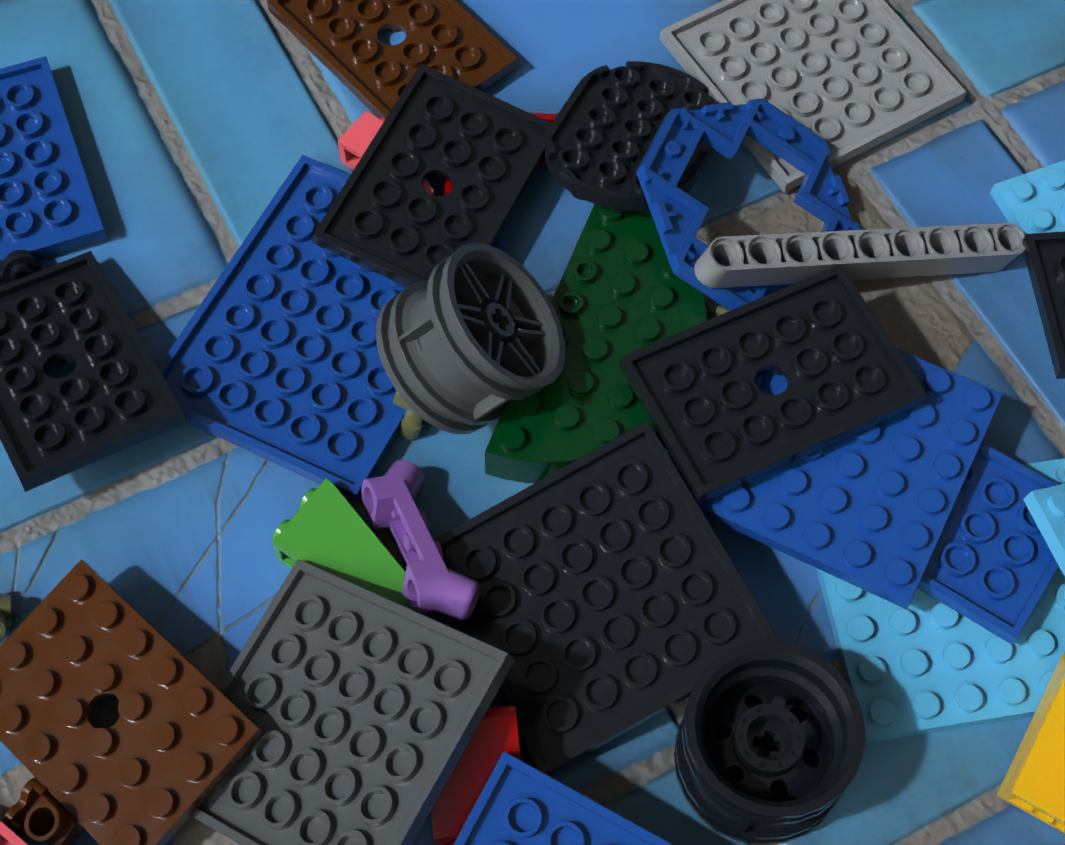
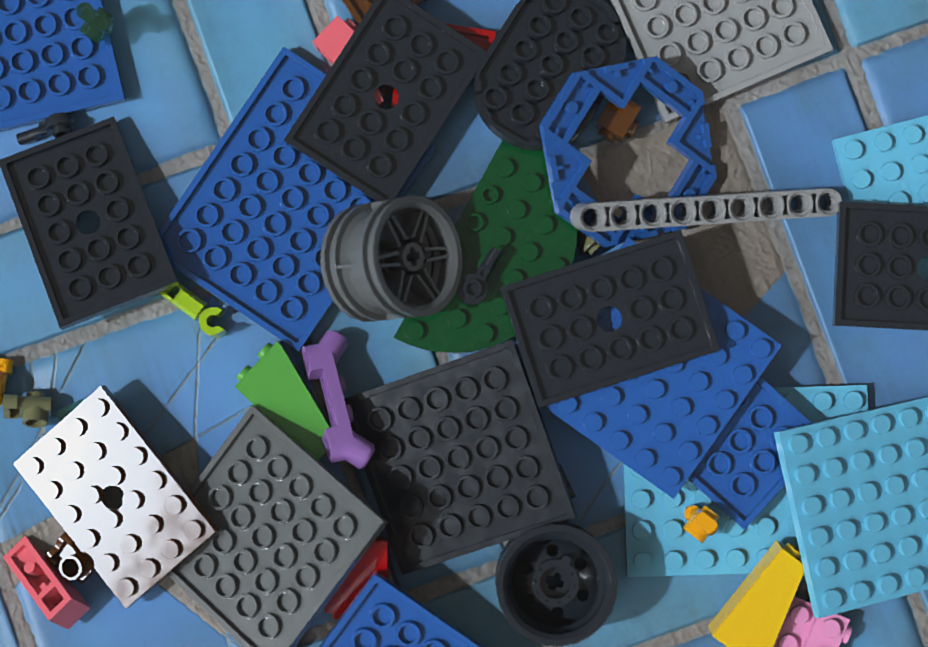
camera: 10 degrees right, 25 degrees up
(66, 138) = (97, 22): none -> clear green plate
(230, 467) = (196, 309): none -> lime piece
(583, 371) = (473, 287): none -> black plate
(728, 187) = (618, 122): none -> reddish brown brick
(955, 633) = (700, 522): none -> light orange plate

